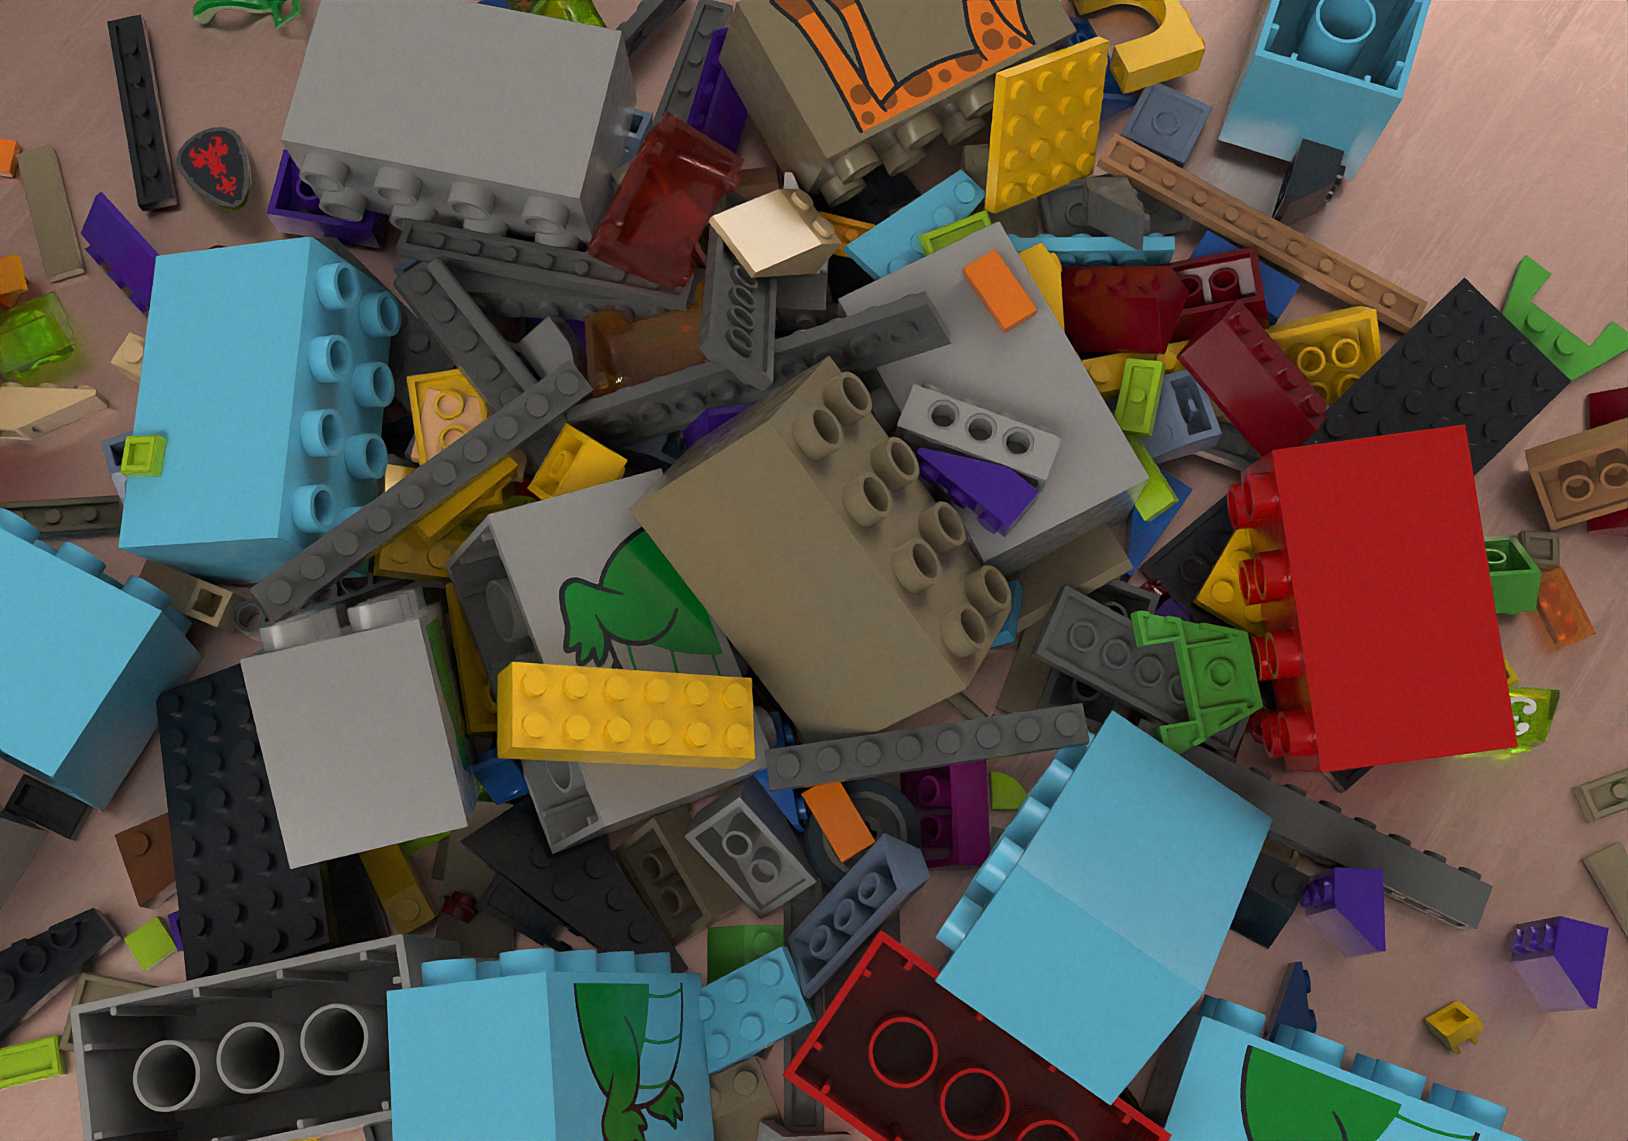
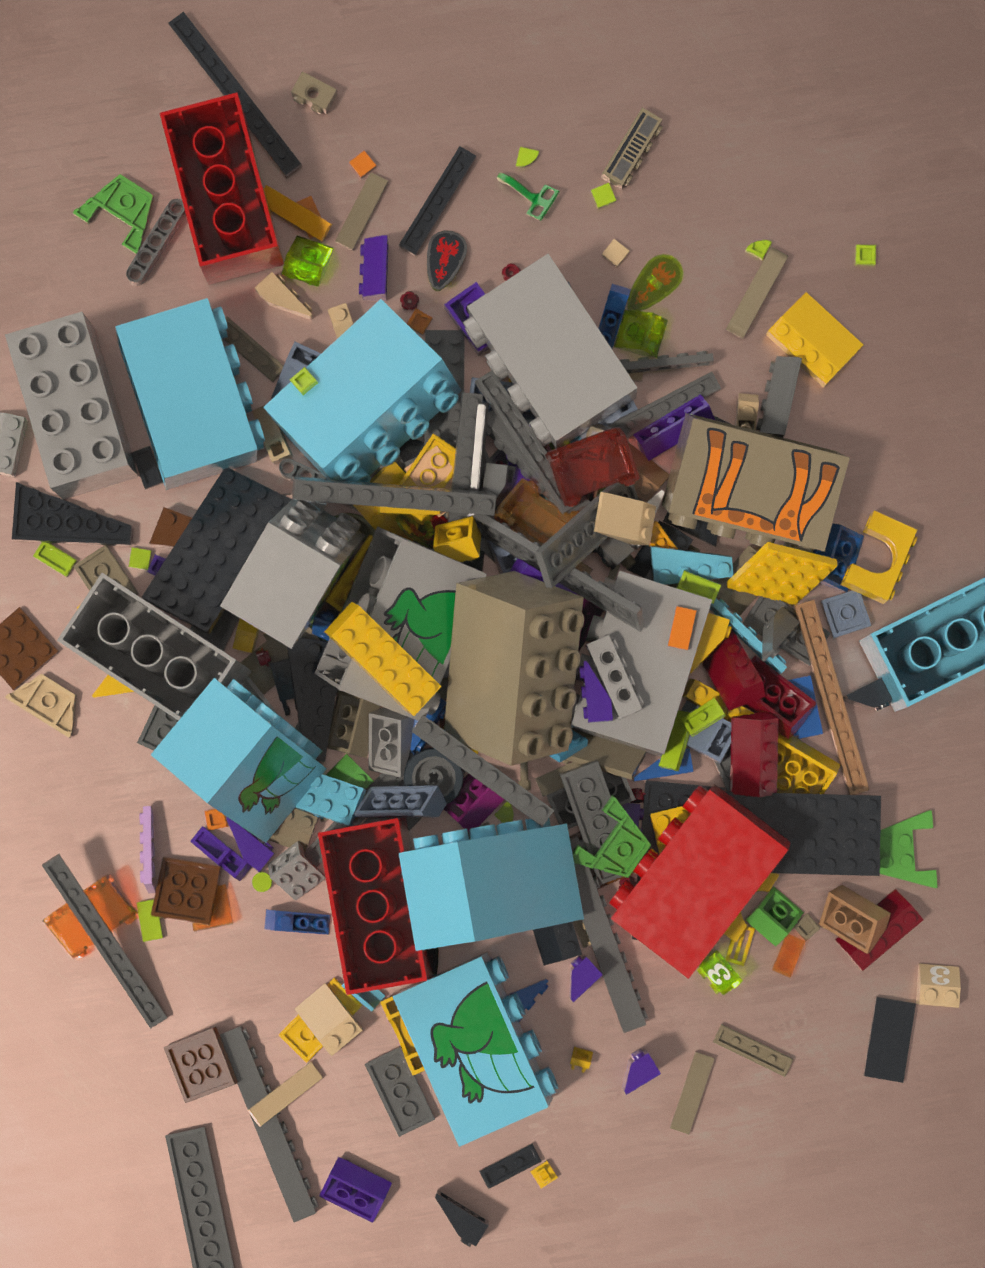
camera: 45 degrees right, 10 degrees up
(839, 820) = (428, 765): orange tile -> none

